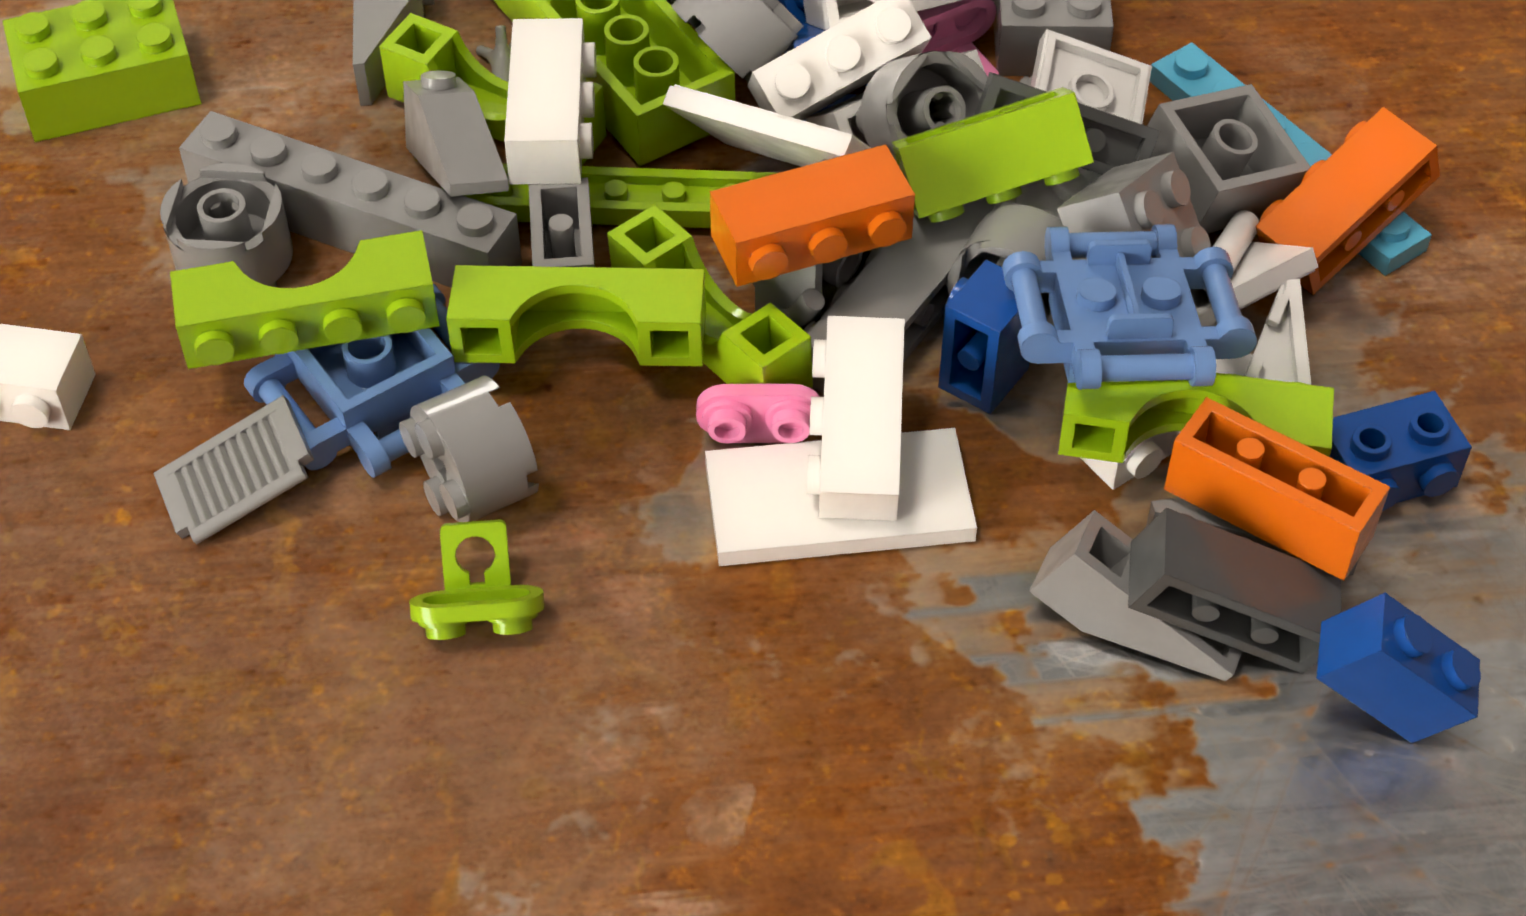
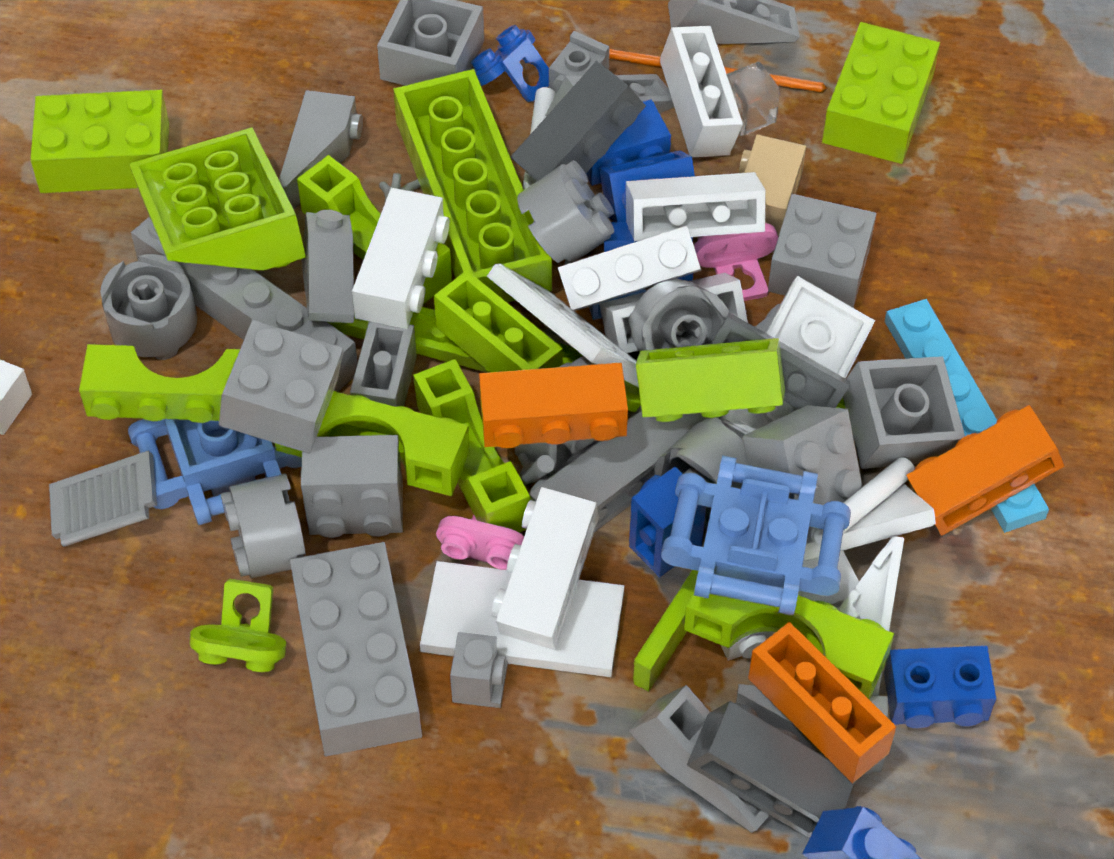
camera: 15 degrees right, 5 degrees up
(295, 89) = (220, 204): none -> lime slope
(453, 261) = (280, 386): none -> light grey brick
(572, 376) = (353, 486): none -> light grey brick
(639, 576) = (355, 649): none -> light grey brick
(683, 158) = (492, 328): none -> lime brick
(808, 565) = (477, 671): none -> light grey brick
(1036, 456) = (664, 637): none -> lime tile

